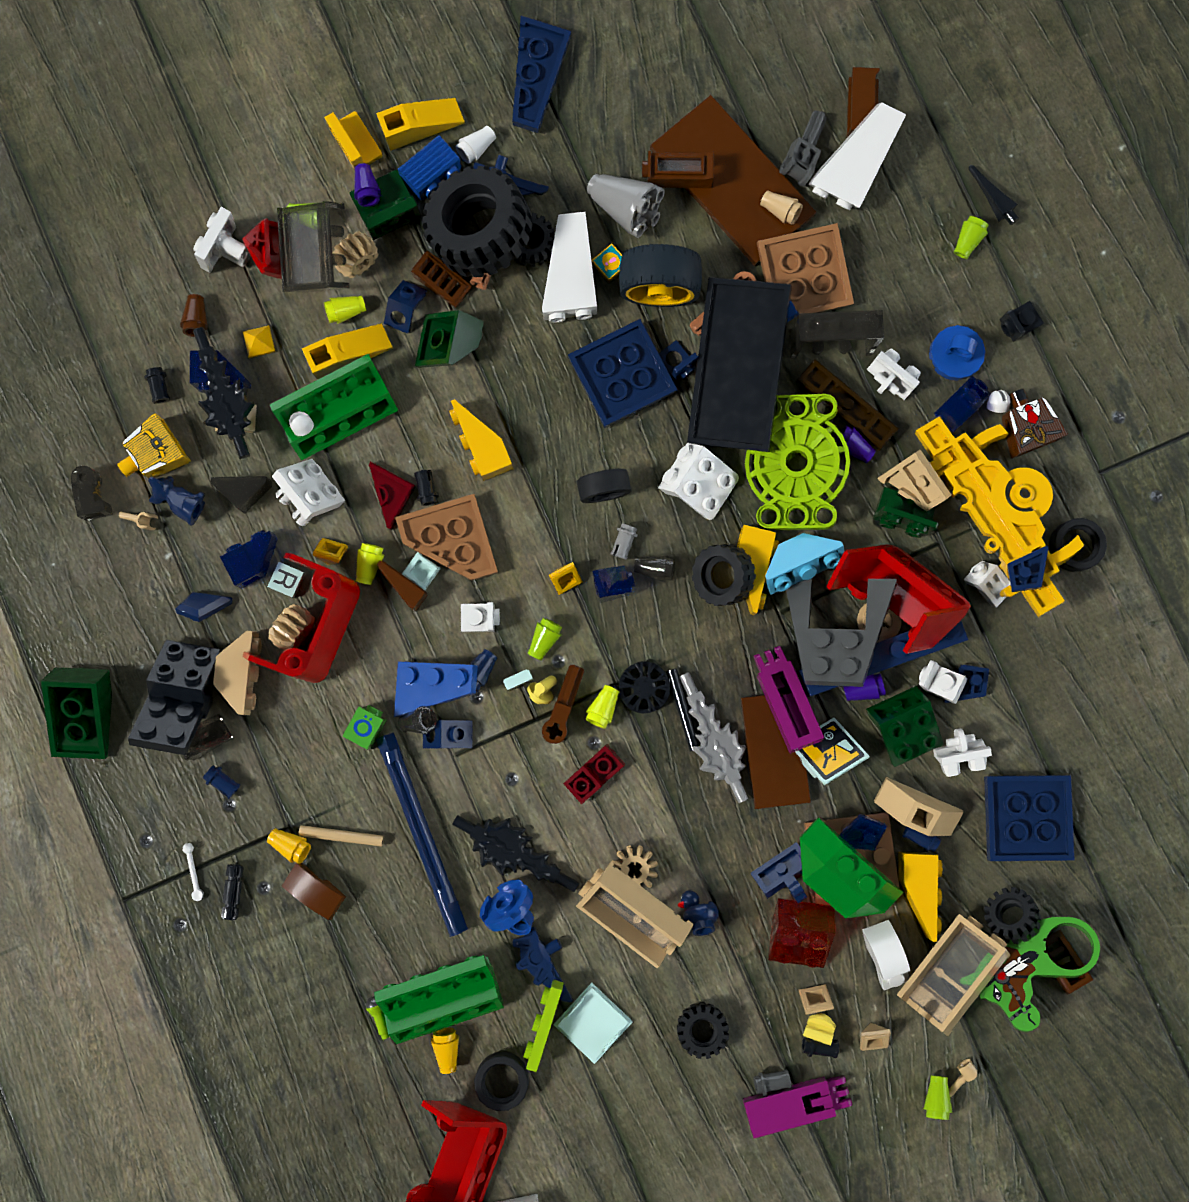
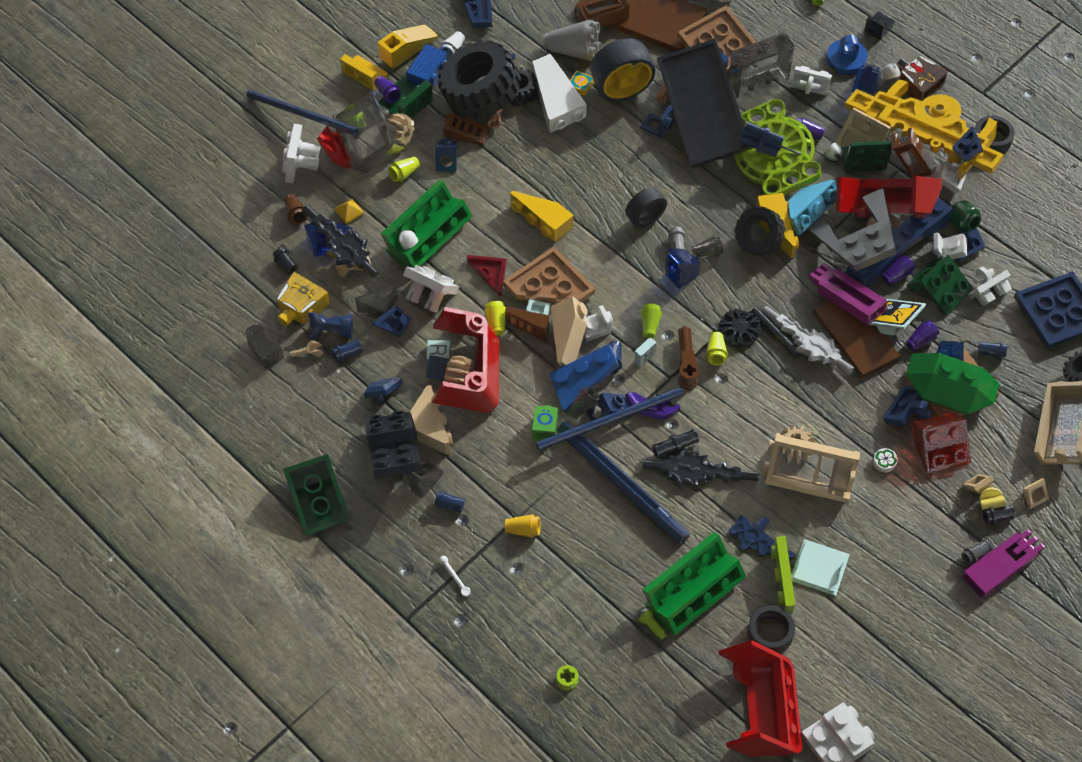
camera: 20 degrees left, 25 degrees down
(182, 537) = (347, 350): none -> dark blue pin
(232, 892) = (493, 577): black axle -> none
(246, 521) = (393, 321): none -> dark blue piece
(248, 183) = (303, 112): none -> dark blue piece
(251, 560) = (404, 347): clear blue slope -> none
(255, 1046) = (572, 673): none -> lime bush
(274, 603) = (437, 367): none -> dark blue plate
(313, 892) = (558, 549): reddish brown slope -> none
(341, 349) = (411, 189): yellow slope -> none
(342, 836) = (562, 507): tan bar -> none
(426, 488) = (514, 255): black pin -> none
(437, 754) = (608, 419): none -> dark blue piece
(442, 616) = (569, 328): none -> tan slope
(446, 1049) = (715, 623): yellow cone -> none
(447, 338) = (487, 159): dark green slope -> none
(496, 752) = (659, 412): none -> dark purple piece
(501, 810) = (675, 443): none -> black pin
(509, 908) = (714, 500): blue tile -> none
(540, 692) = (665, 355): light yellow plate -> none
(565, 578) = (647, 277): yellow slope -> none
(594, 774) = (732, 395): dark red slope -> none
(622, 373) = (623, 142): dark blue plate -> none
(699, 480) = (712, 183): white bracket -> none
(701, 915) = (867, 456): dark blue animal -> none
(707, 1047) = (900, 547): black tyre -> none
(728, 926) = (885, 460): none -> white tile
(781, 206) = (684, 10): tan cone -> none
(783, 453) = (763, 140): none -> dark blue piece
(849, 787) = (923, 335): none -> dark purple cone
(851, 406) = (794, 108): dark brown plate -> none
(870, 490) = (832, 152): none -> white hinge
(887, 954) = (1014, 428): white brick -> none
(917, 809) = (979, 328): tan slope -> none
(919, 880) = (1013, 381): yellow slope -> none
(960, 547) = (912, 154): none -> reddish brown window
(982, 646) = (965, 215): none -> dark green head

